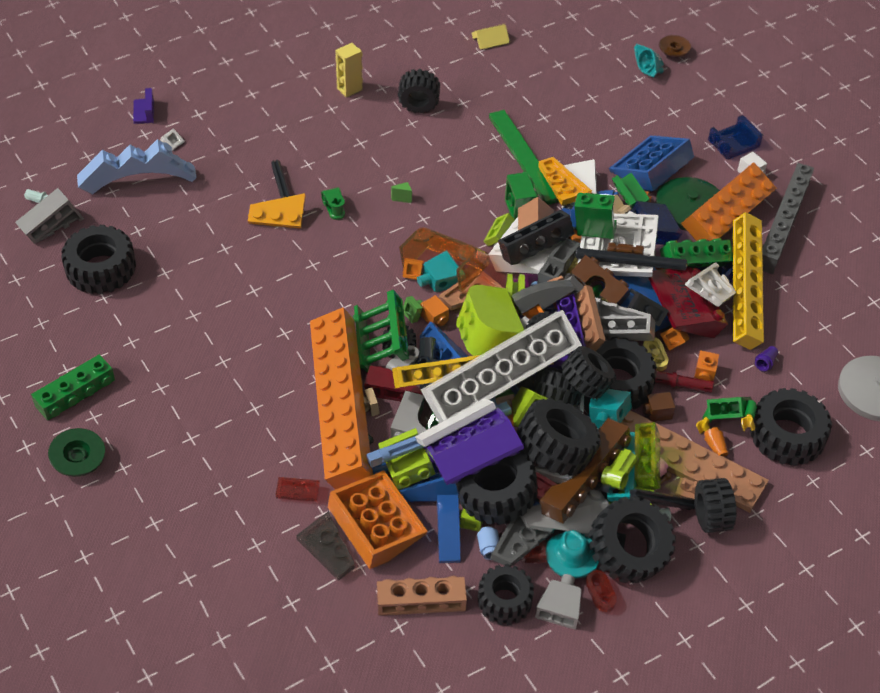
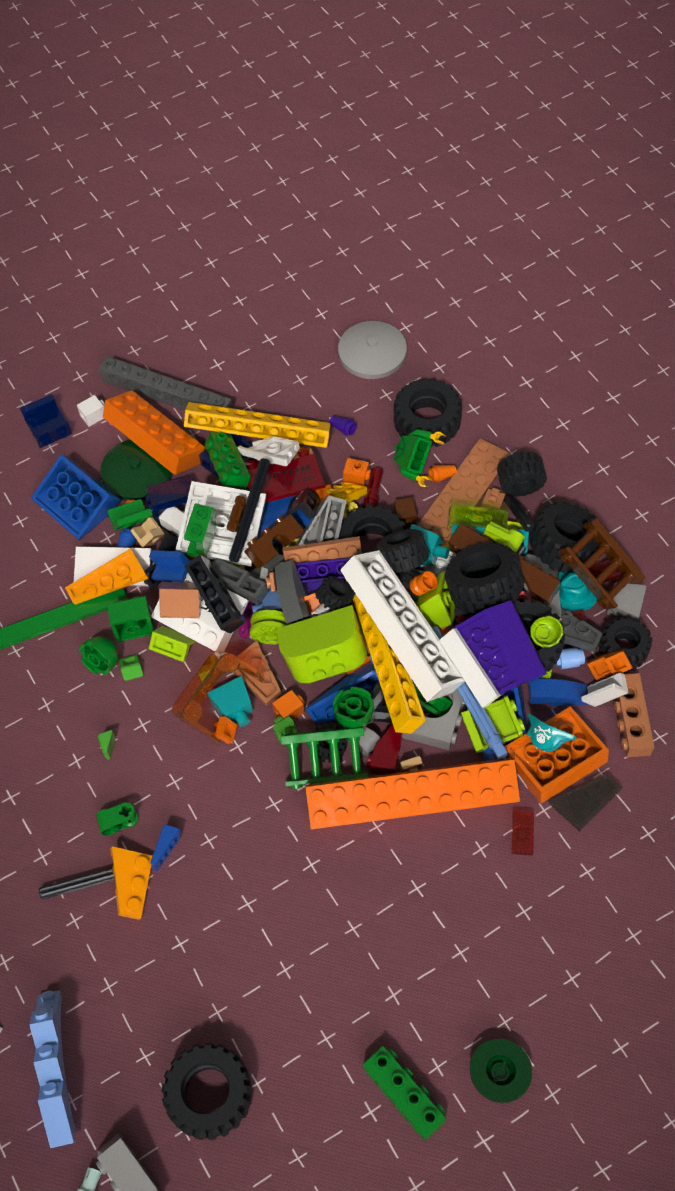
camera: 85 degrees left, 10 degrees up
(306, 231) = (167, 840): none -> blue slope
(392, 498) = (545, 736): none -> teal hat
(419, 339) = (353, 707): none -> green cylinder
(446, 569) = (606, 690): none -> white panel
(475, 570) = (609, 664): none -> orange slope
(478, 207) = (131, 667): none -> bright green slope
(487, 182) = (99, 655): none -> green cylinder
(491, 481) = (546, 631): none -> lime hair
(551, 388) = (424, 583): none -> orange wheel
(612, 560) = (617, 557): none -> reddish brown fence
(677, 355) = (347, 491): none -> yellow plate

